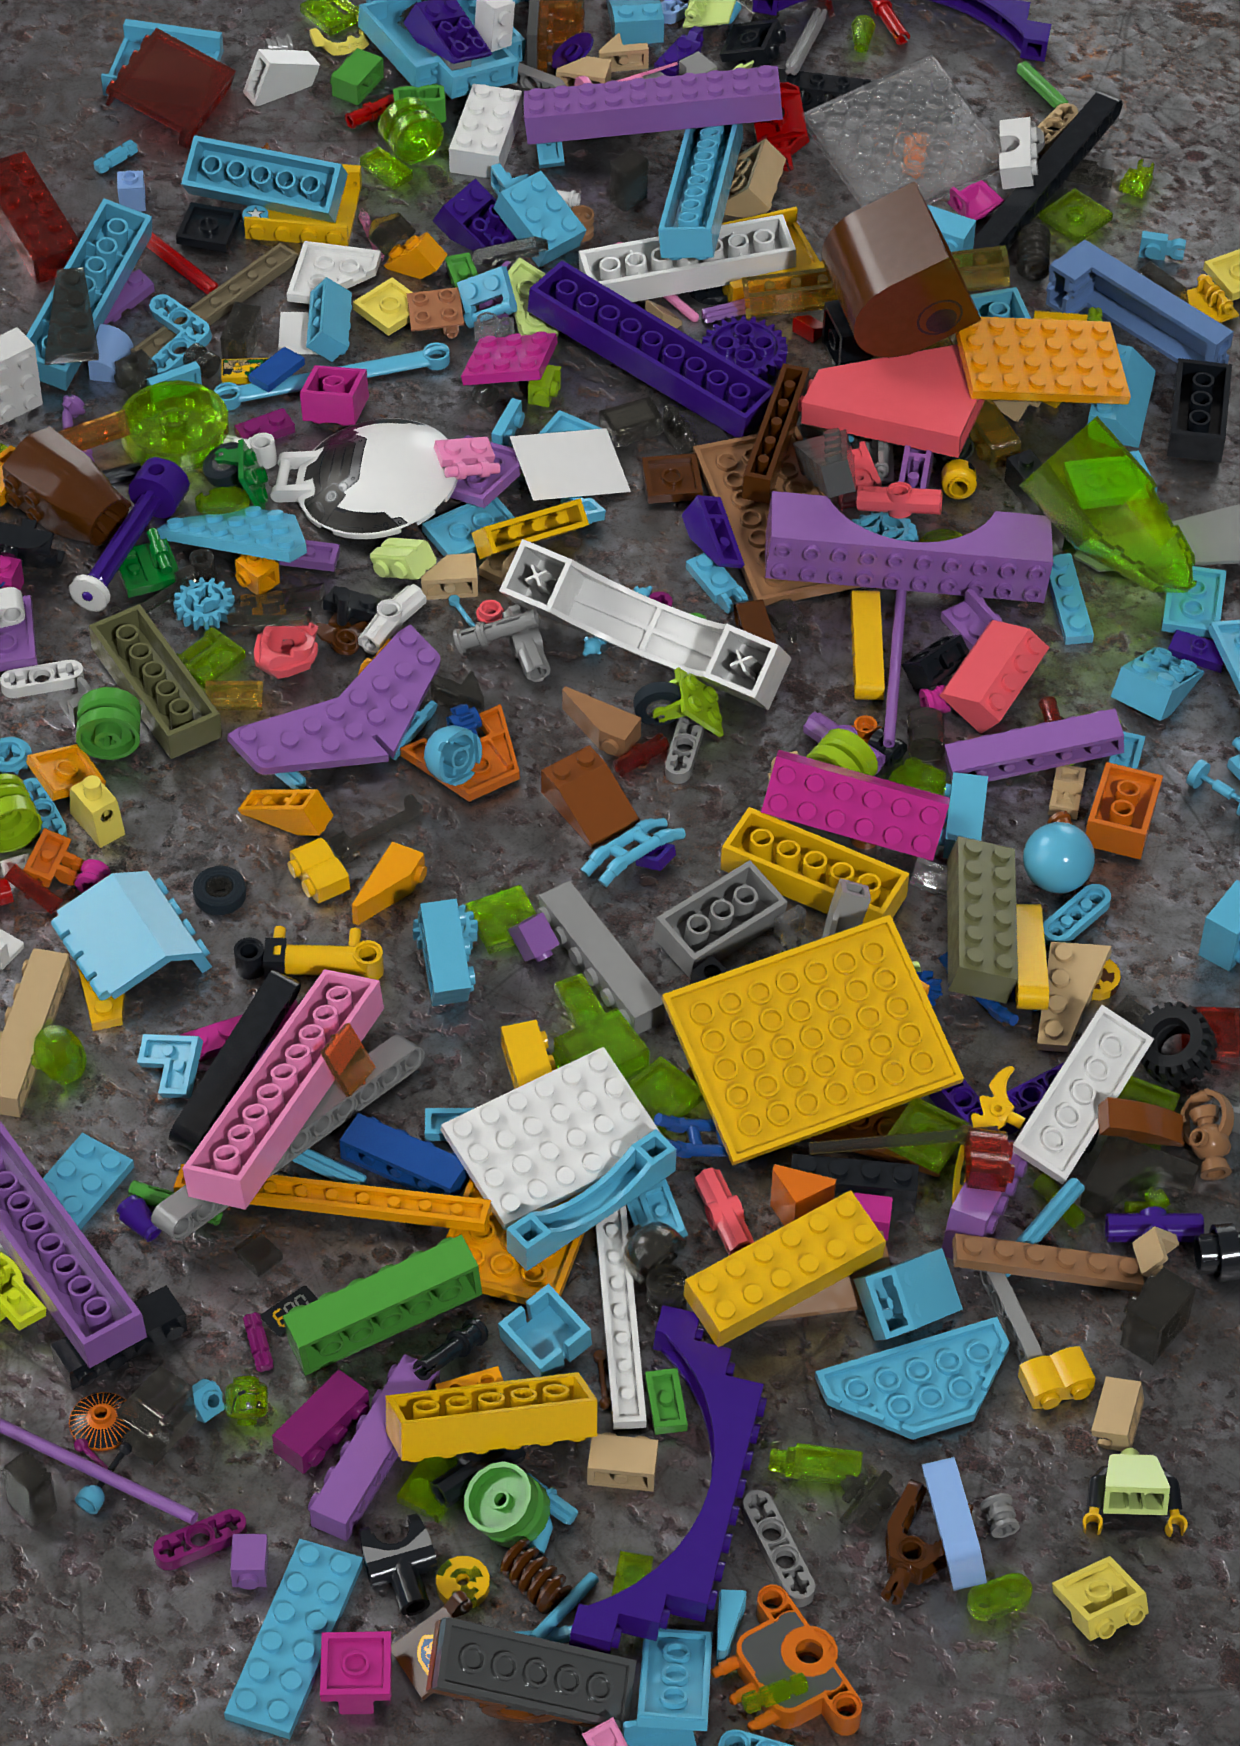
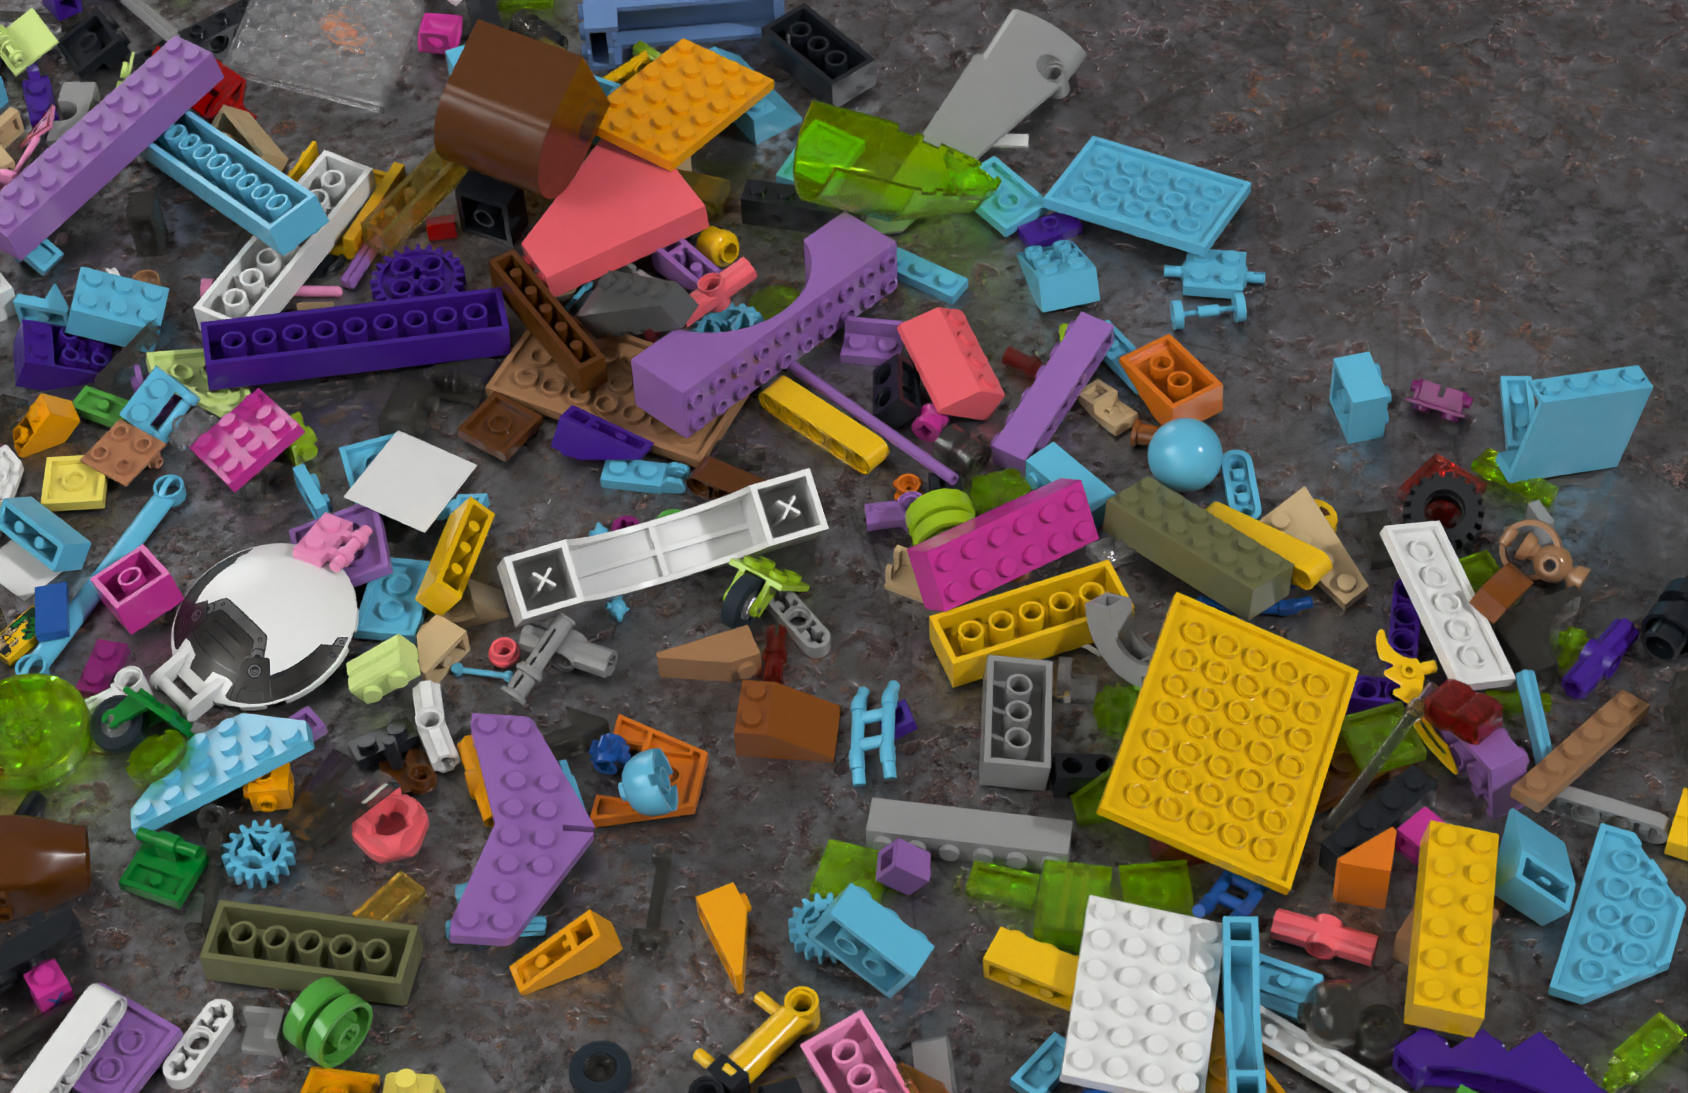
camera: 45 degrees left, 0 degrees up
(155, 493) = (94, 797): dark purple piece -> none
(215, 660) = (332, 886): clear neon green plate -> none
(318, 870) = (661, 977): yellow brick -> none
(1152, 1250) = (1631, 674): tan panel -> none

